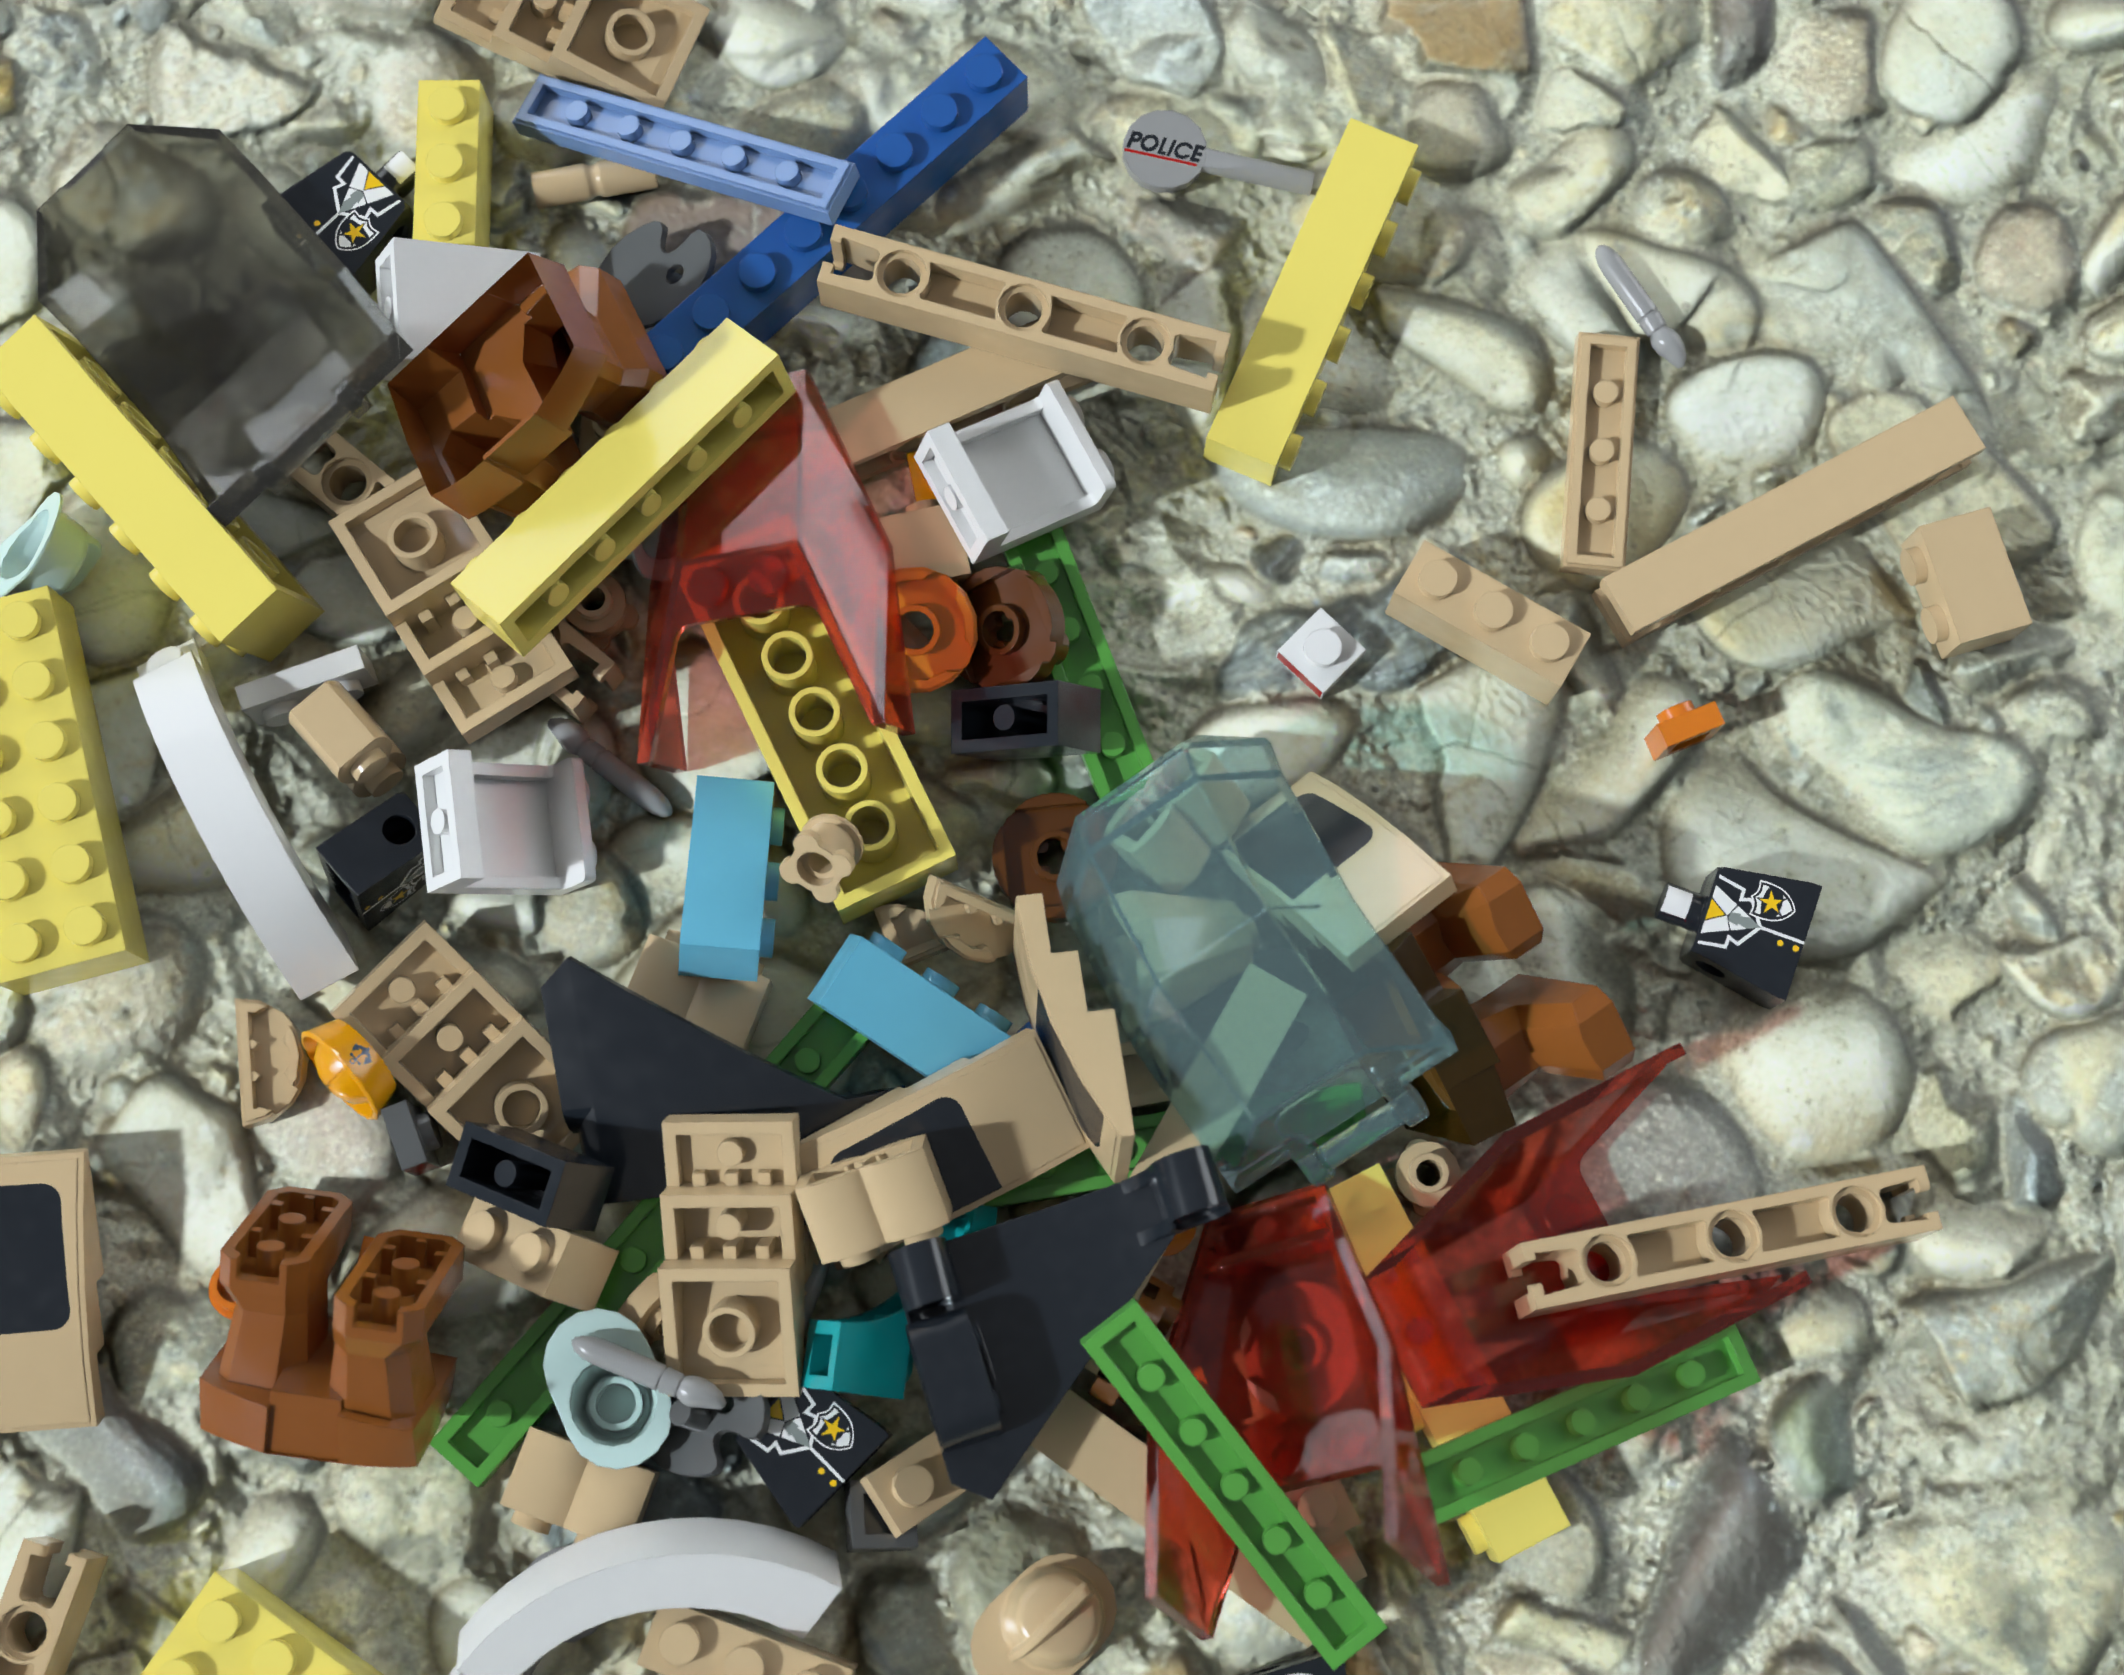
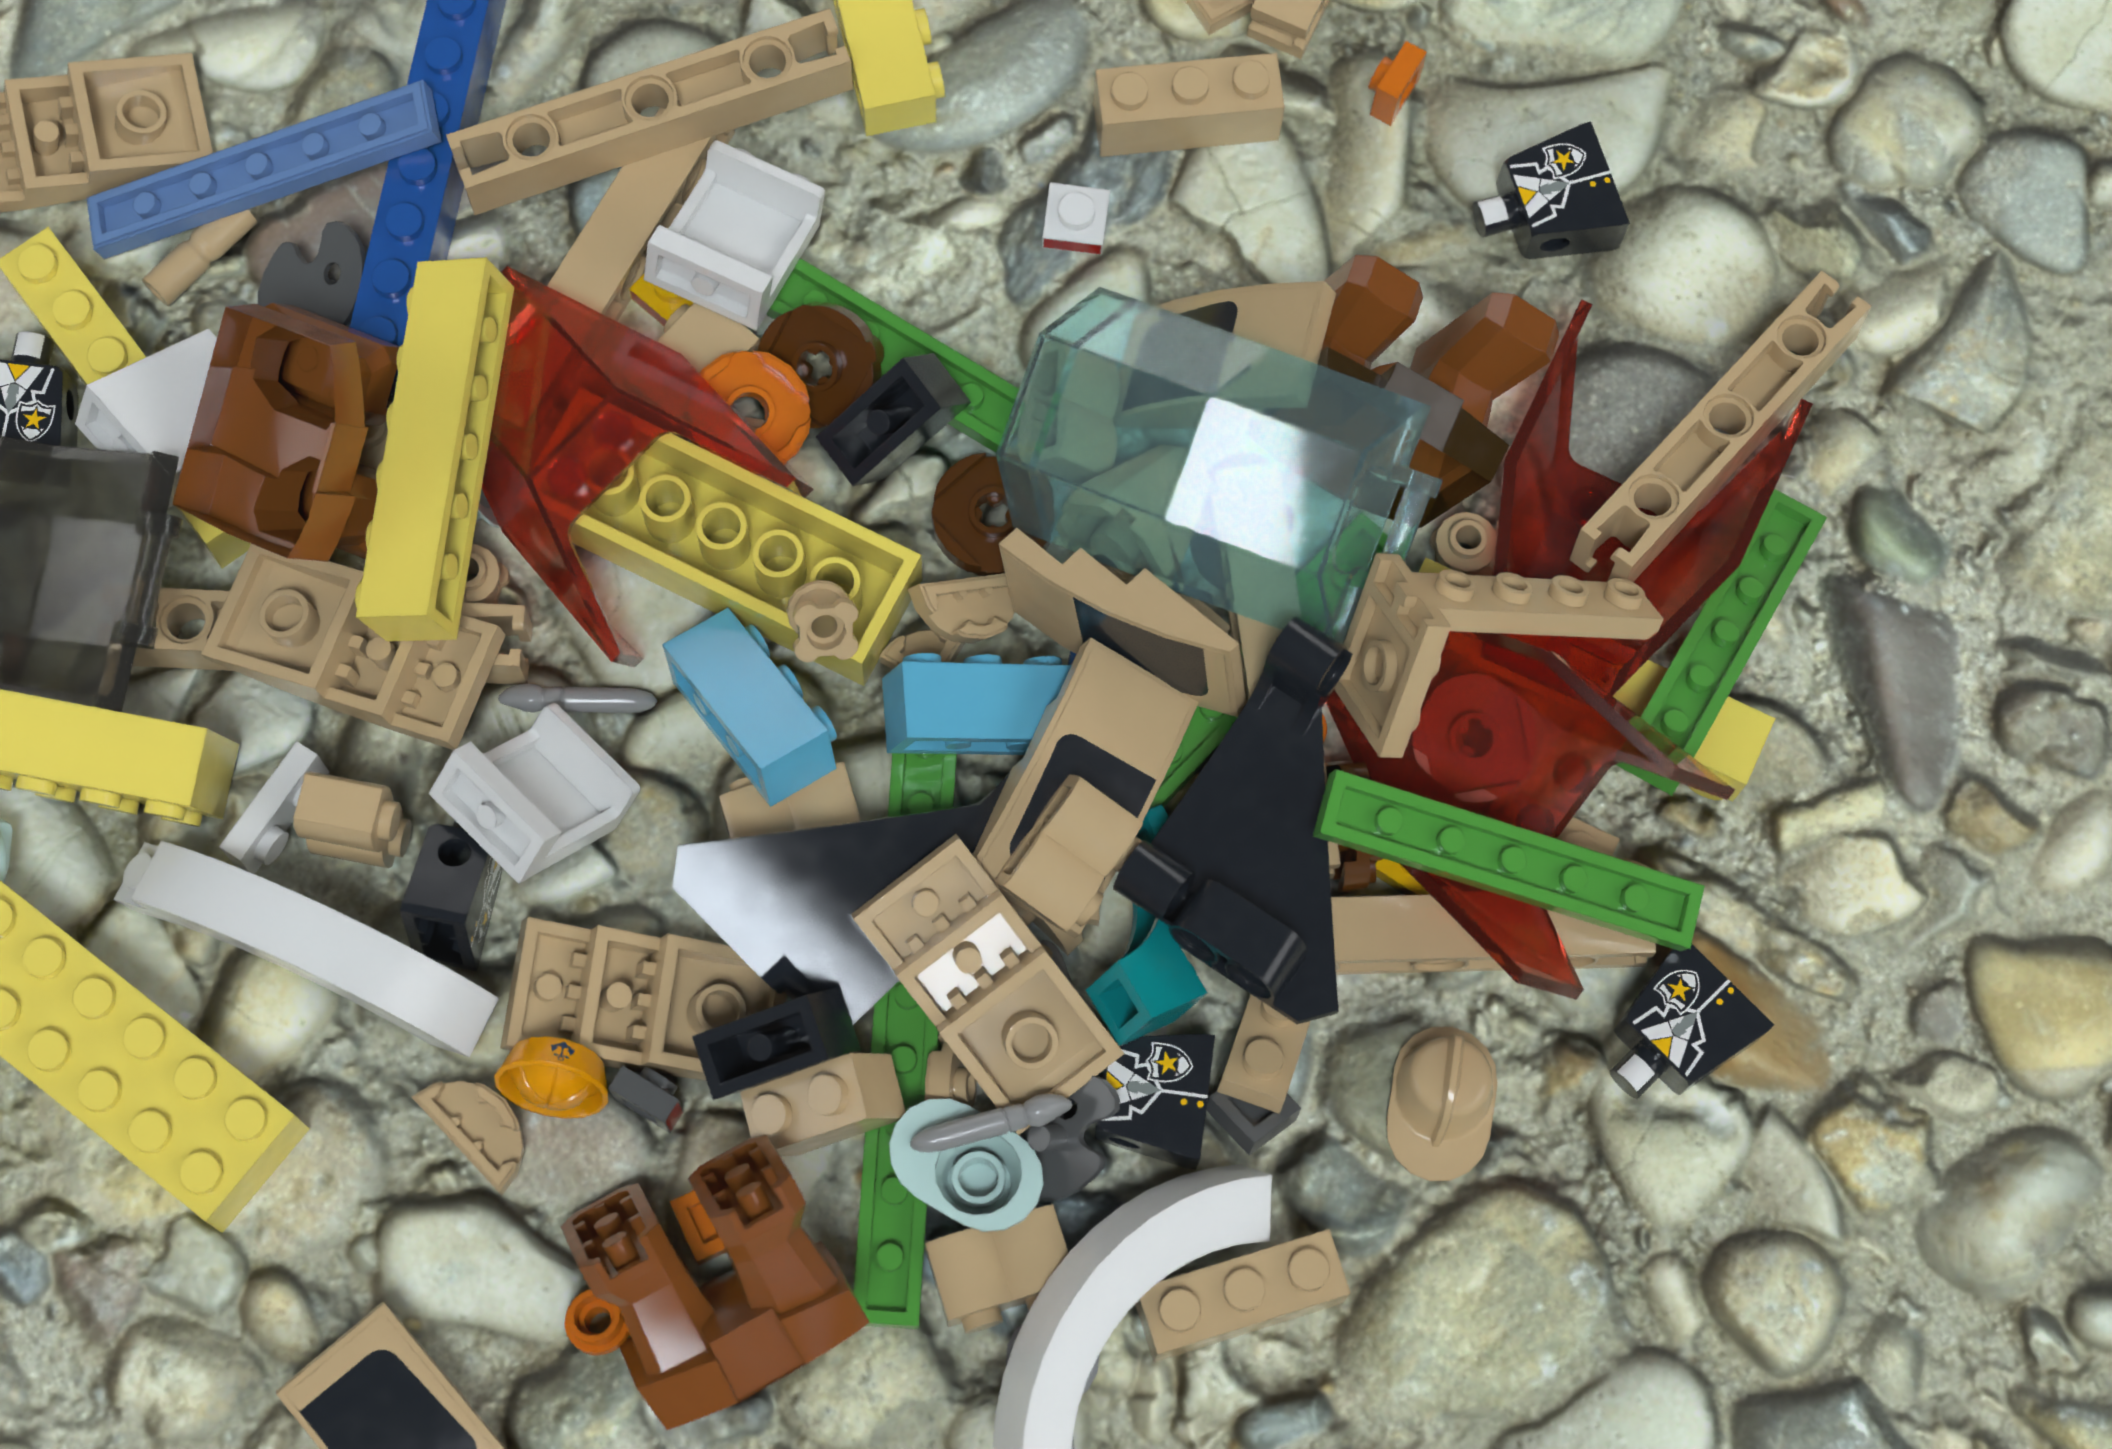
camera: 40 degrees left, 5 degrees down
(1302, 1213) = (1409, 614): none -> tan bracket

